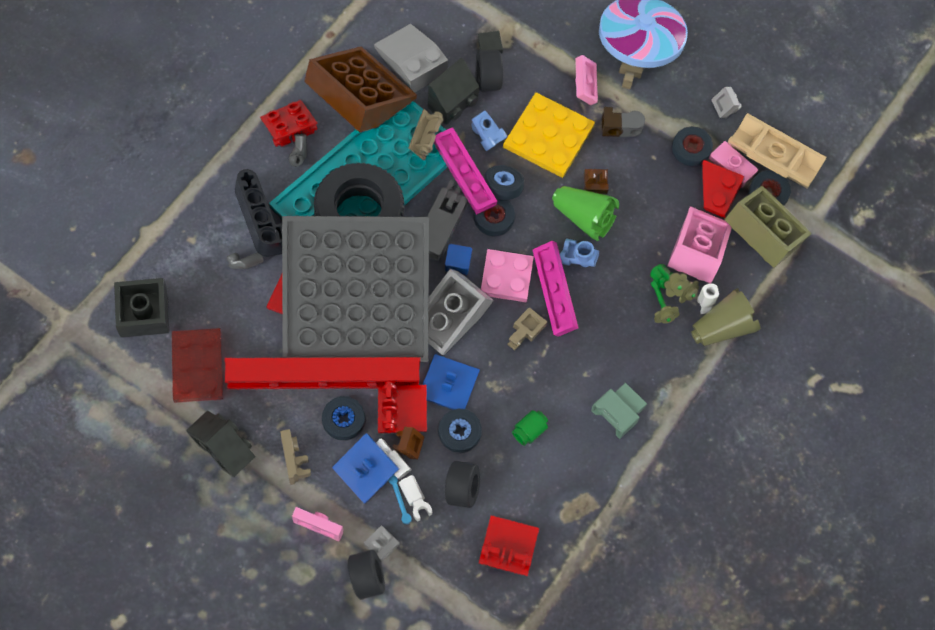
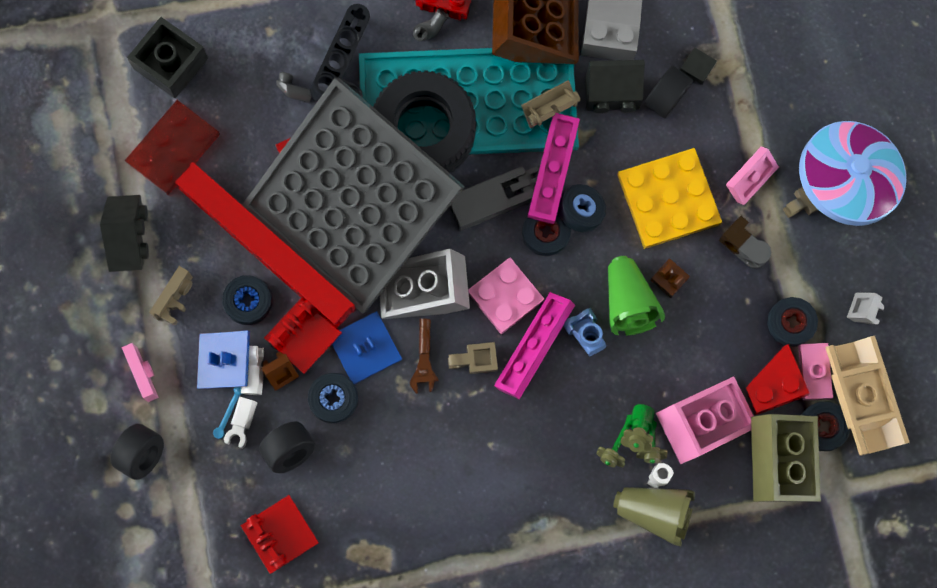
camera: 45 degrees right, 10 degrees up
(382, 543) = (178, 435): light grey tile -> none
(458, 258) = (476, 244): blue piece -> none
(491, 134) = (612, 154): medium blue plate -> none
(500, 364) = (424, 371): none -> reddish brown piece
(530, 427) = (393, 449): green brick -> none
(620, 408) = (488, 503): sand green piece -> none

